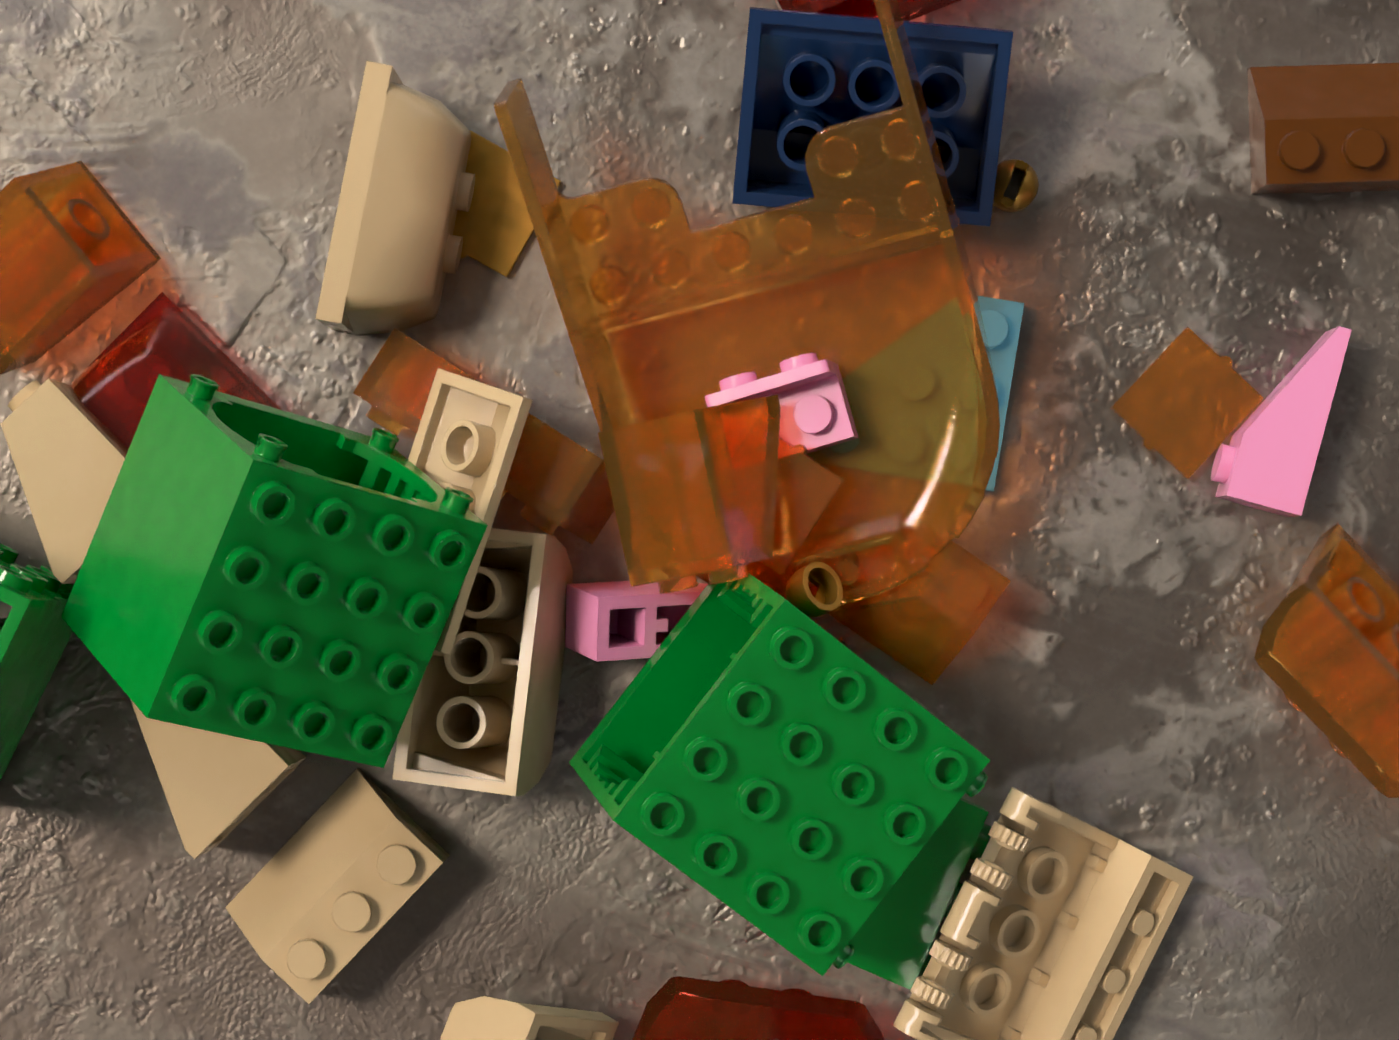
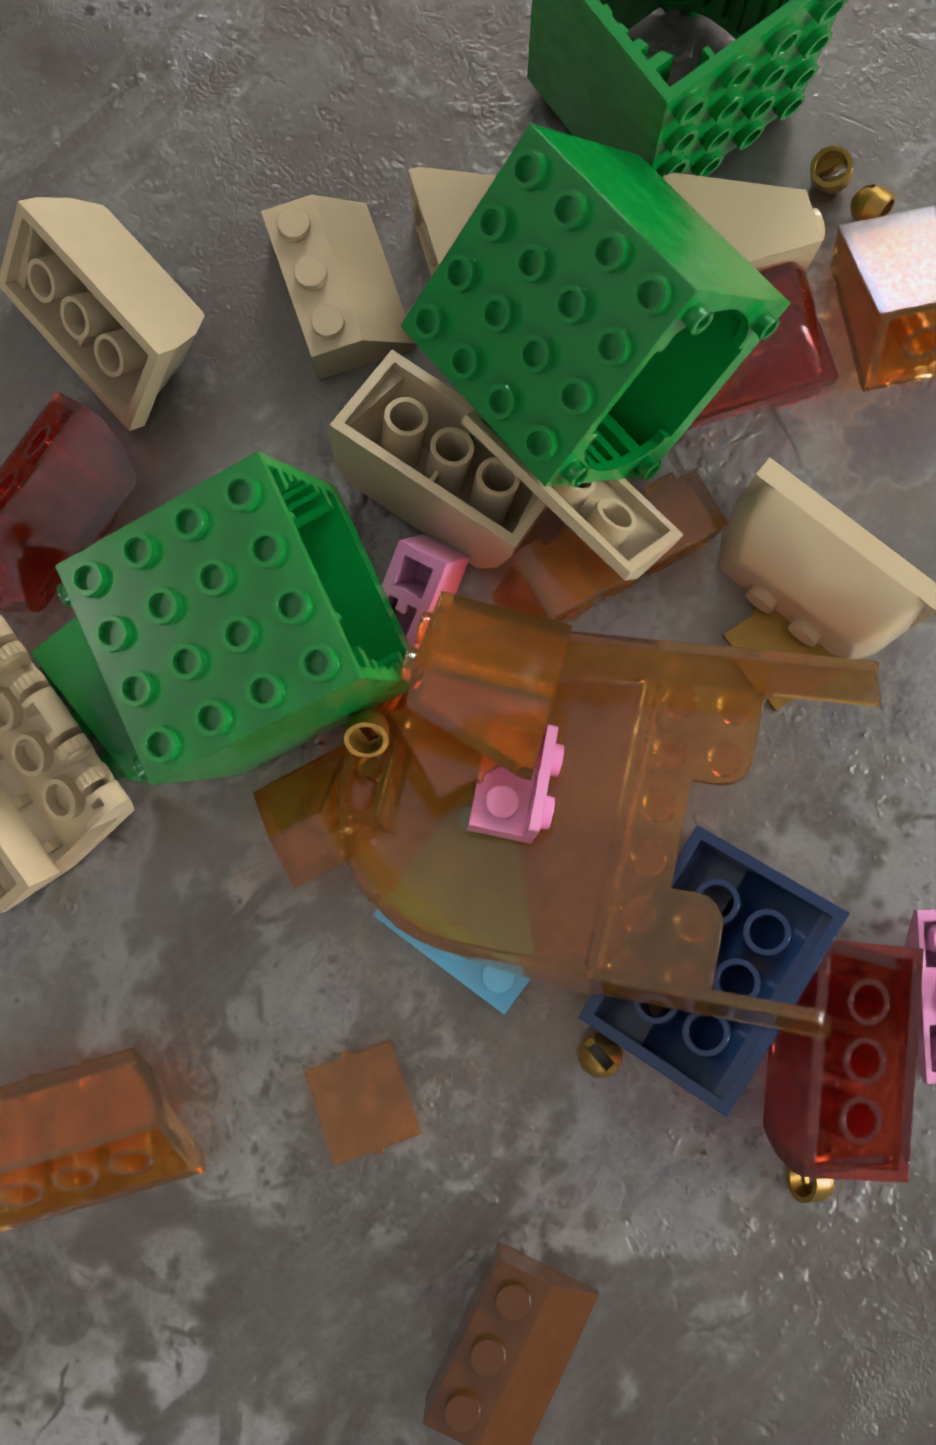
camera: 125 degrees right, 5 degrees down
(1279, 443) = (293, 1160): bright pink slope -> none

